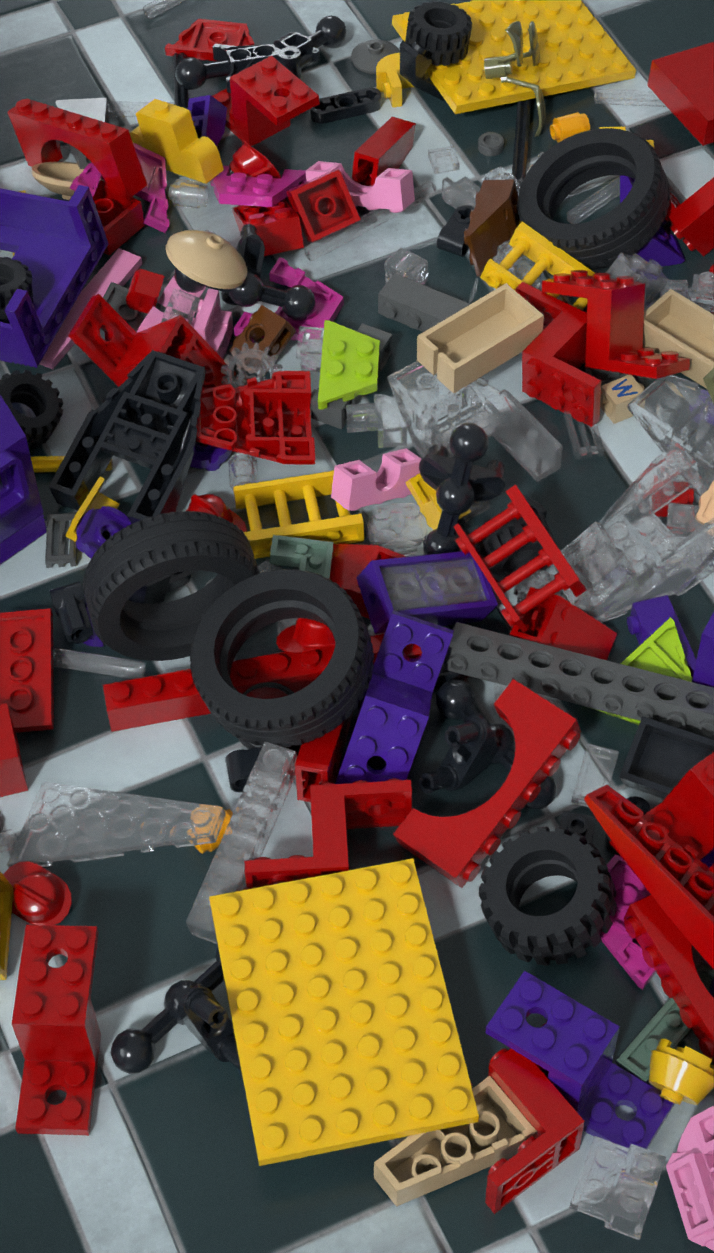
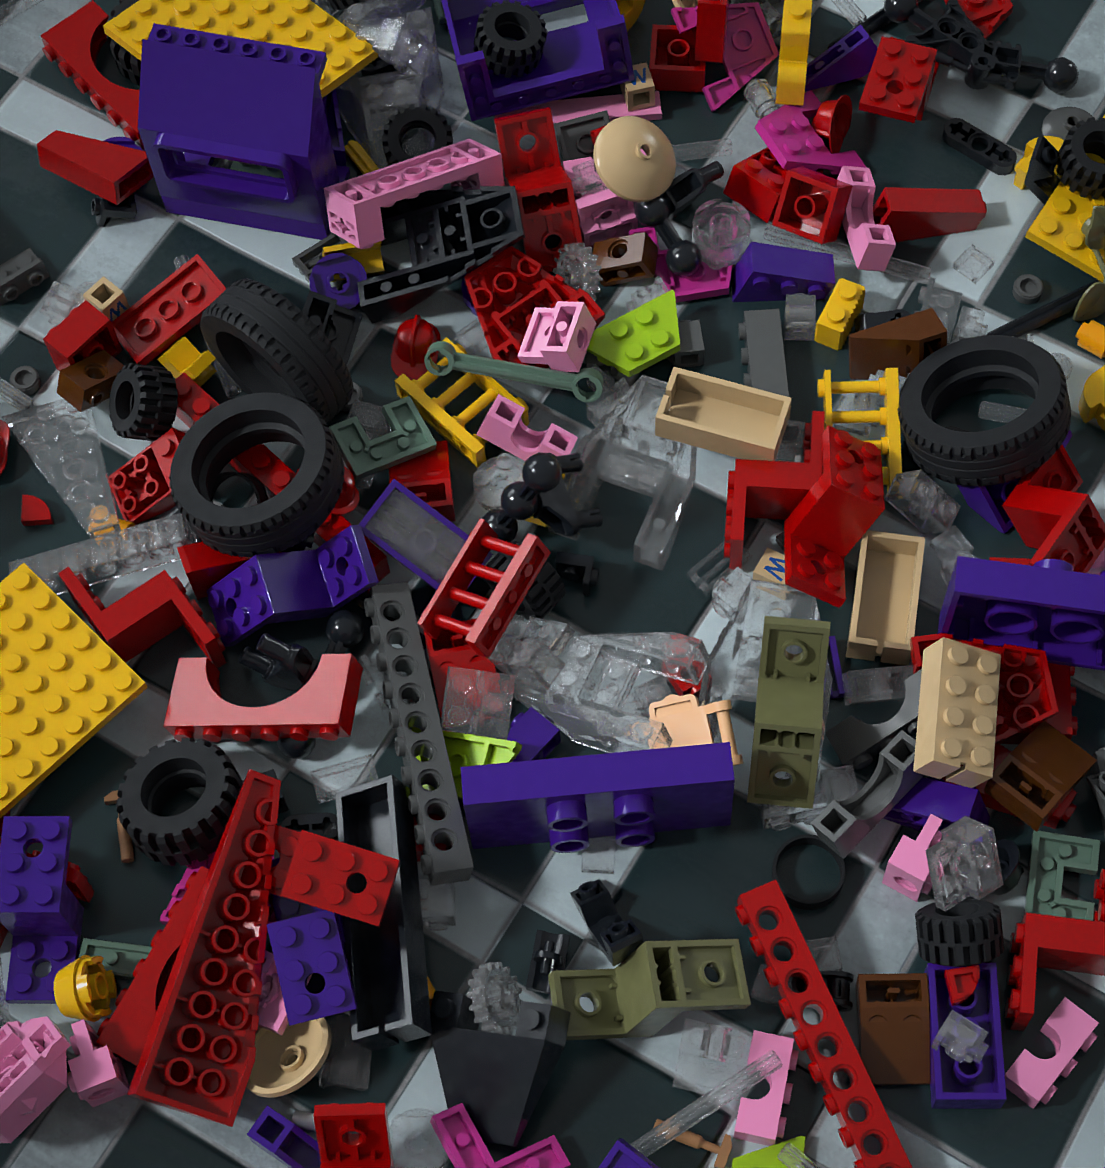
camera: 60 degrees right, 10 degrees up
(44, 764) = (89, 380): none -> reddish brown brick
(70, 452) = (356, 203): none -> bright pink plate
(82, 687) = (185, 358): none -> yellow brick
(89, 742) = (143, 402): none -> black tyre
(115, 255) = (641, 91): none -> tan brick
(132, 887) = (35, 511): none -> red tile
(187, 760) = (143, 482): none -> red slope
(299, 263) = (721, 232): none -> clear brick
(314, 452) = (514, 371): none -> sand green piece
(327, 401) = (558, 336): none -> bright pink brick
(360, 260) = (773, 271): none -> dark purple wedge
(424, 241) = (839, 314): none -> yellow brick
(515, 970) = (125, 840): none -> medium nougat piece
(611, 626) = (477, 702): none -> clear brick
(621, 432) = (728, 592): none -> clear brick

